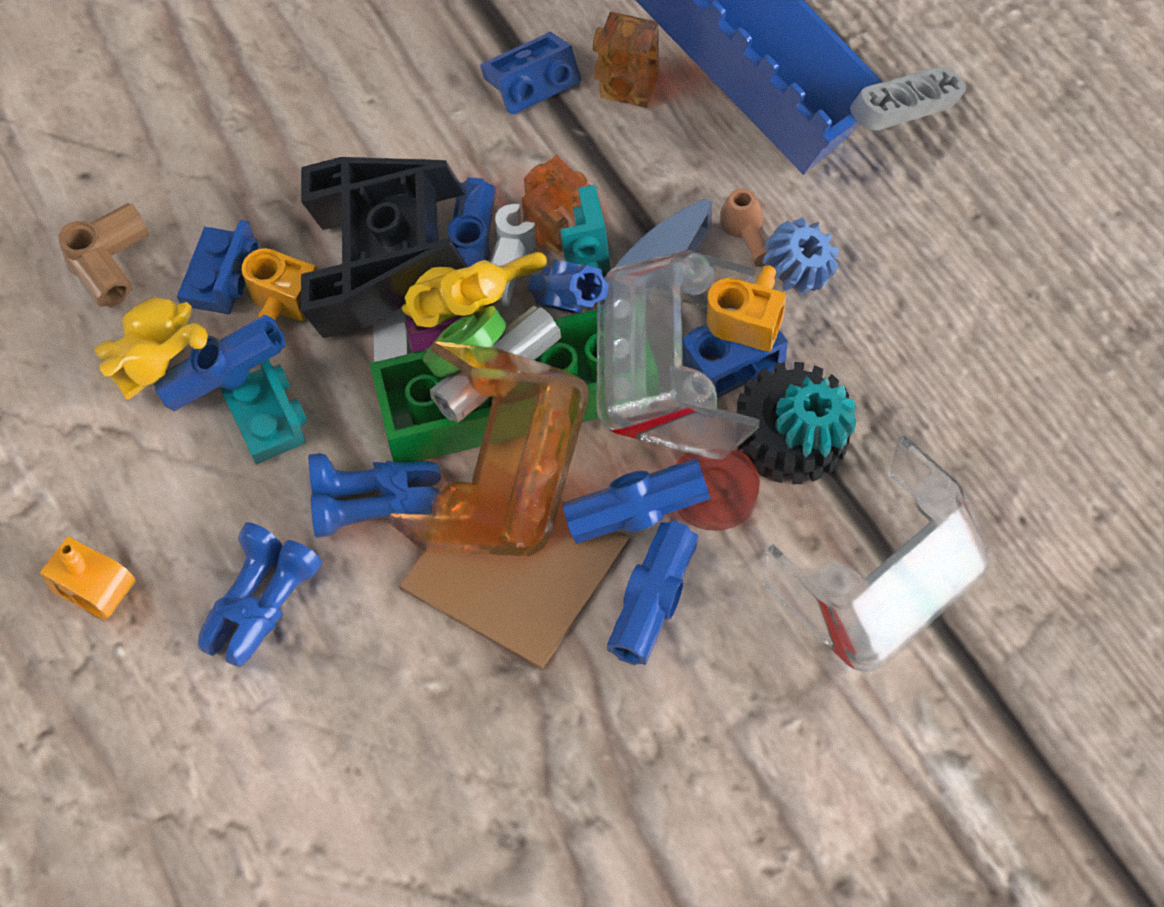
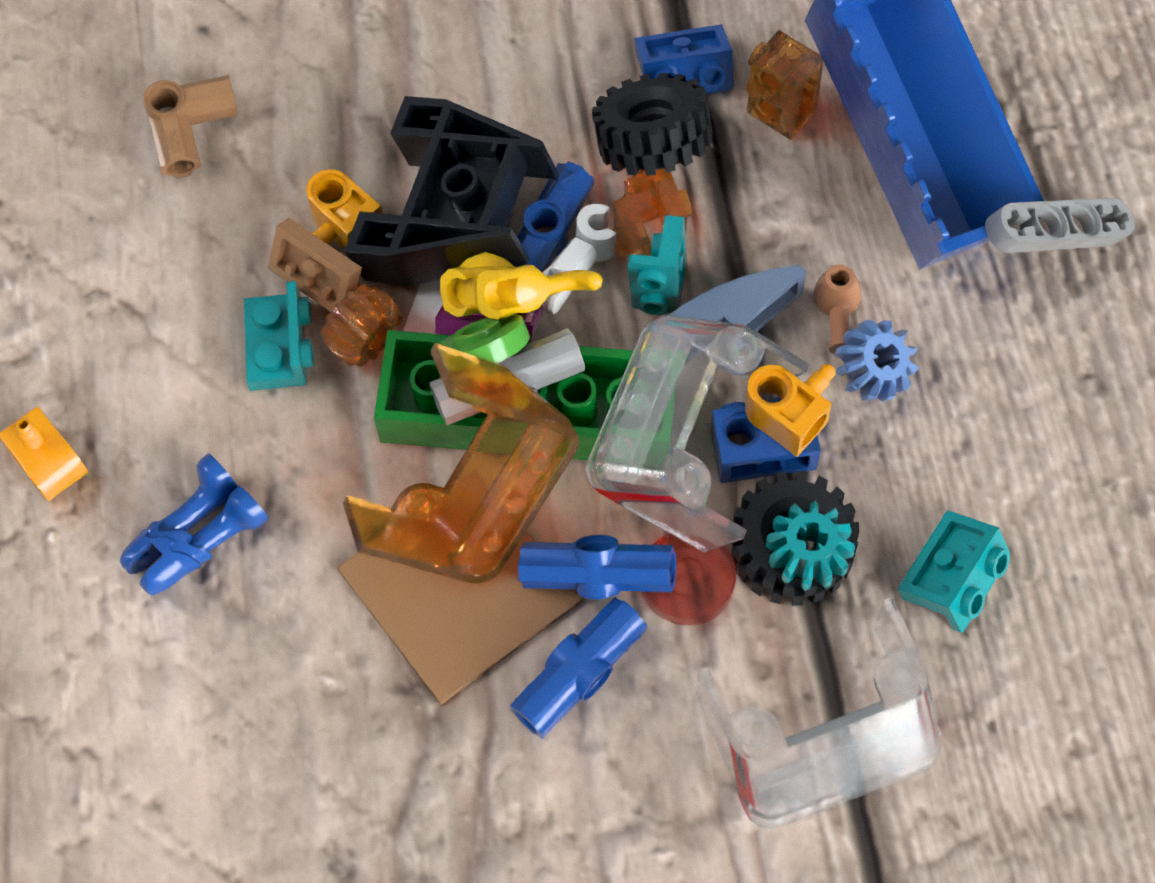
camera: 20 degrees right, 5 degrees up
(151, 337) = (188, 234): yellow animal -> none
(216, 269) = (282, 177): blue bracket -> none
(220, 363) = (247, 277): blue piece -> none
(302, 334) = (313, 264): none -> medium nougat bracket
(340, 371) = (360, 325): none -> clear orange gear
(401, 486) = (369, 453): blue piece -> none
(528, 125) = (652, 124): none -> black tyre
(568, 286) = (616, 317): blue piece -> none
(940, 400) = (957, 569): none -> teal bracket

